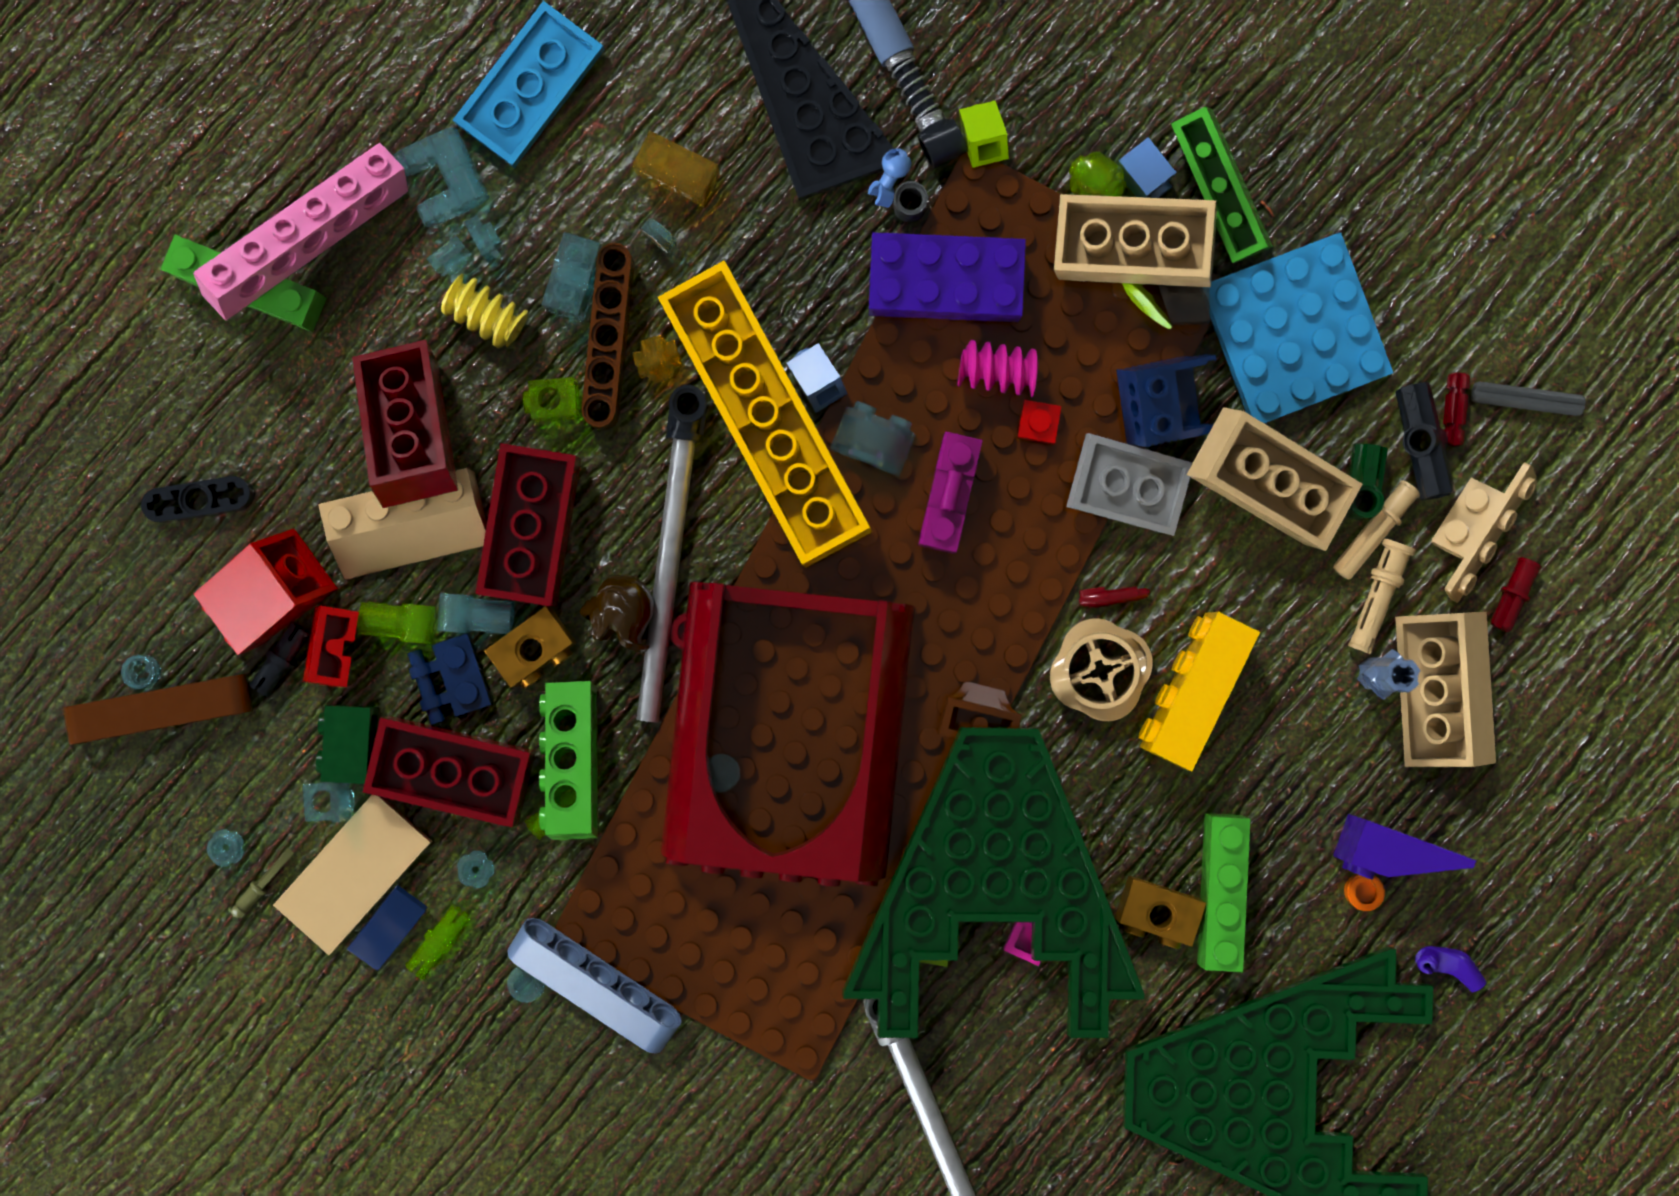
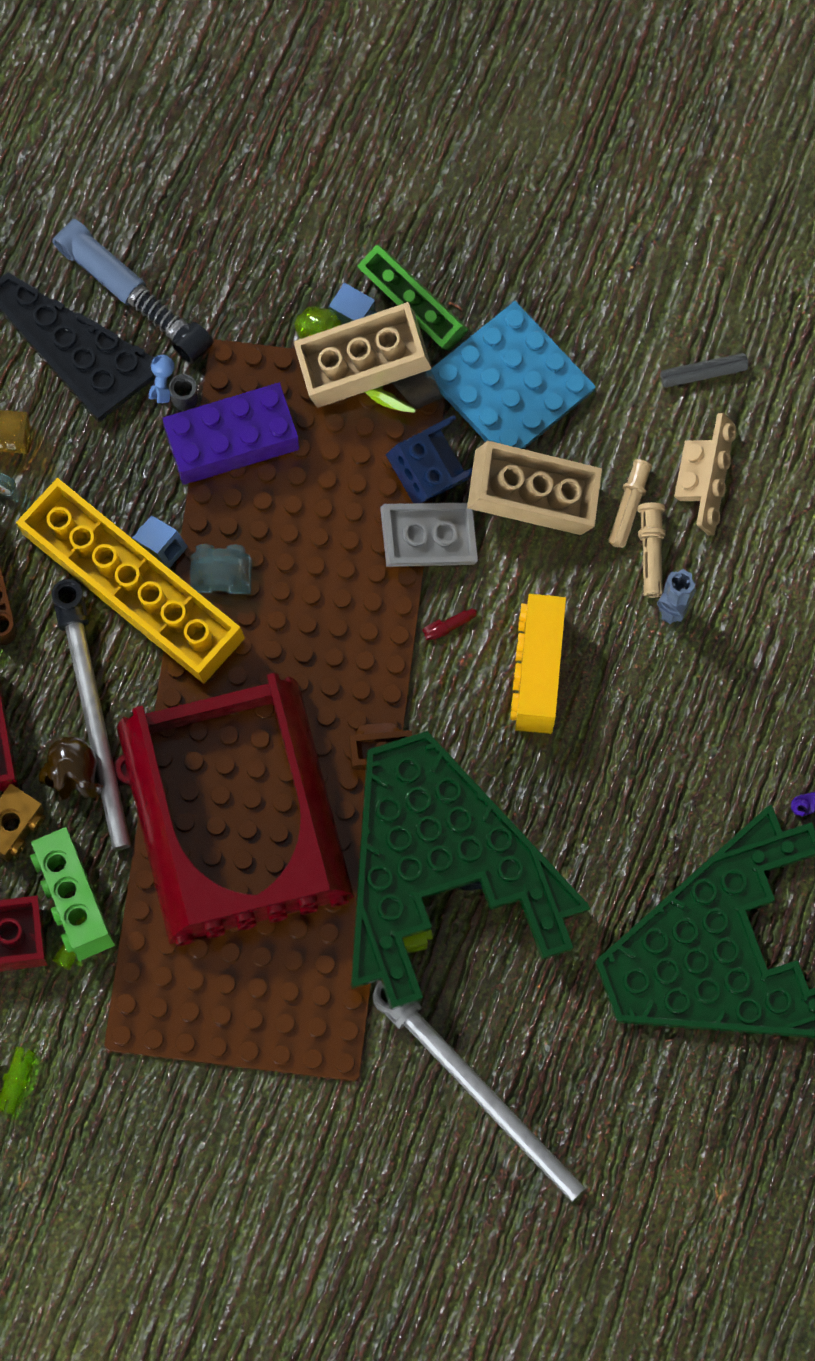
camera: 20 degrees left, 15 degrees down
(467, 876) = (19, 1007): clear light blue plate -> none
(524, 986) = (98, 1087): clear light blue plate -> none
(594, 985) = (153, 1065): sand blue beam -> none
(657, 359) = (31, 572): clear yellow gear -> none
(724, 772) = (198, 858): clear light blue plate -> none
(950, 492) = (293, 587): magenta piece -> none
(984, 133) = (221, 323): lime brick -> none
(999, 367) = (295, 483): dark pink piece -> none
(1020, 941) = (479, 907): dark pink plate -> none
(1039, 422) = (342, 514): red plate -> none
(1114, 705) = (440, 655): tan piece -> none
(1182, 919) = (593, 833): pearl gold brick -> none
(1224, 892) = (621, 810): bright green brick -> none
(1364, 892) = (731, 773): orange tile -> none
(1368, 468) = (603, 455): dark green piece -> none
(1381, 850) = (732, 728): dark purple slope -> none
(1418, 417) = (649, 437): black piece -> none
(1451, 710) = (731, 599): tan slope -> none
(1456, 408) = (653, 396): dark red axle -> none
(1515, 594) = (753, 512): dark red axle -> none

